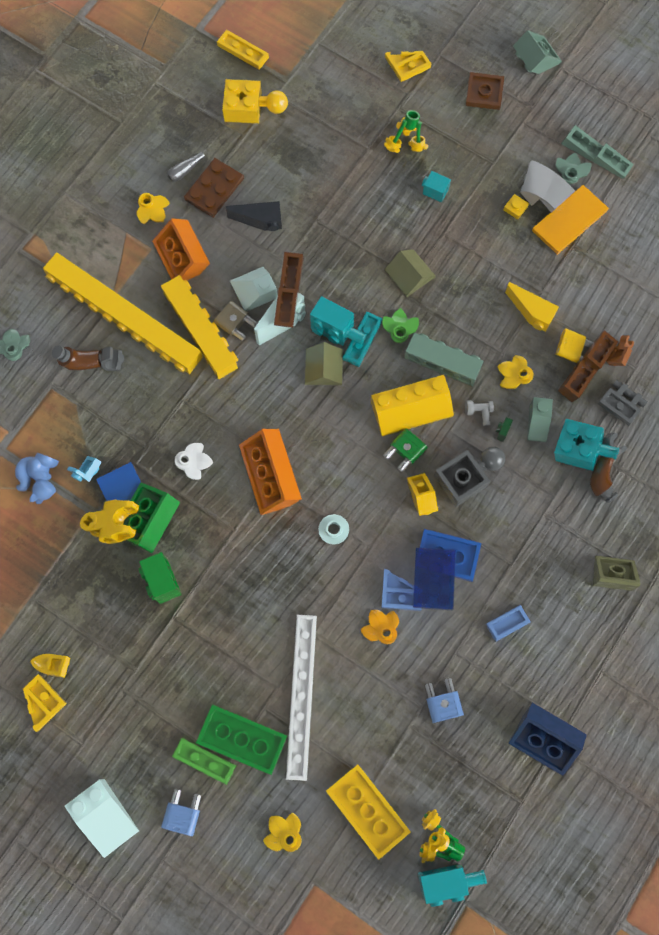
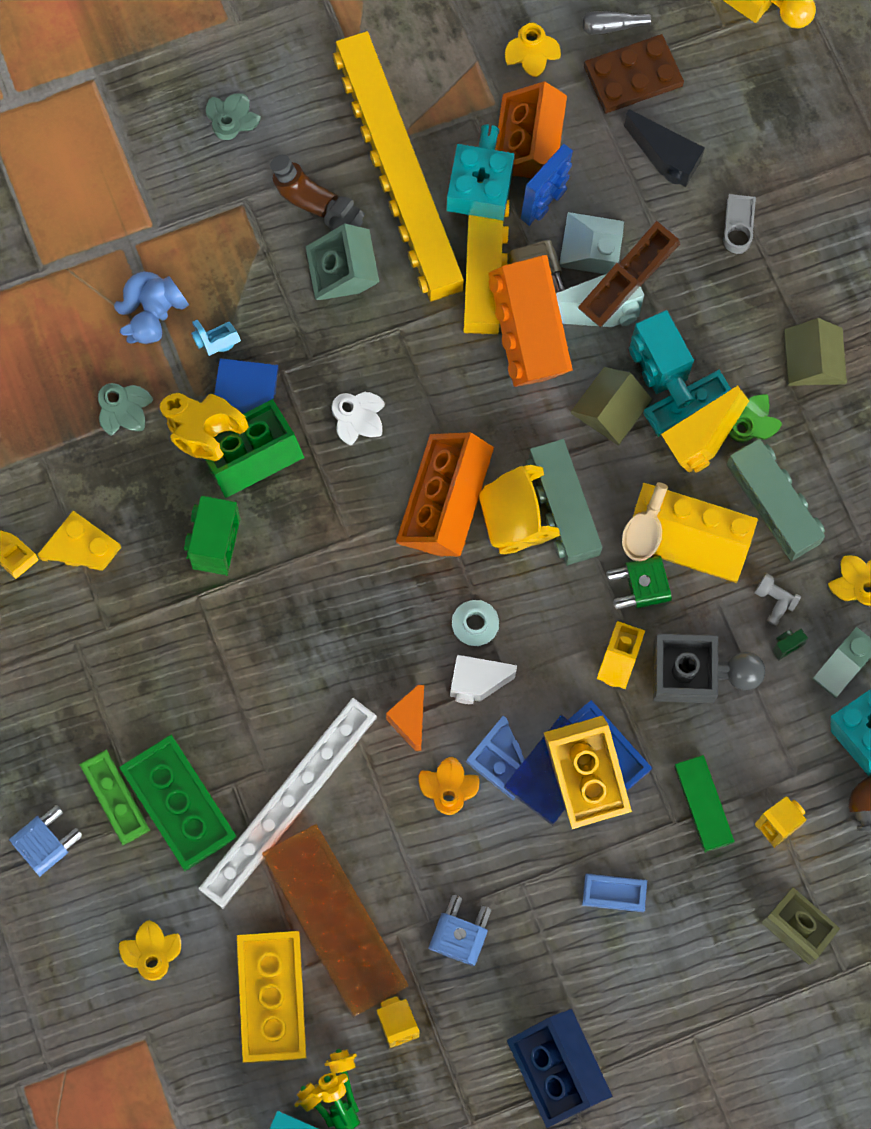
camera: 30 degrees right, 0 degrees up
(63, 542) = (126, 411): none -> sand green plate
(87, 633) = (80, 543): none -> yellow wing
(127, 384) = (342, 262): none -> sand green slope
(173, 290) = (485, 166): none -> teal brick
(211, 272) = (546, 185): none -> blue plate
(252, 348) = (530, 321): none -> orange slope
(314, 455) = (514, 512): none -> yellow piece
(321, 226) = (740, 217): none -> light grey piece
(335, 605) = (407, 717): none -> orange slope
(336, 433) = (565, 503): none -> sand green brick
(356, 558) = (479, 678): none -> white slope
(373, 744) = (335, 920): none -> clear orange plate
(383, 351) = (703, 433): none -> yellow slope
(389, 420) = (644, 530): none -> tan piece
(446, 776) = (397, 1021): none -> yellow slope
(452, 568) = (587, 771): none -> yellow slope
(520, 543) = (704, 803): none -> green tile
(567, 525) = (781, 820): none -> yellow slope

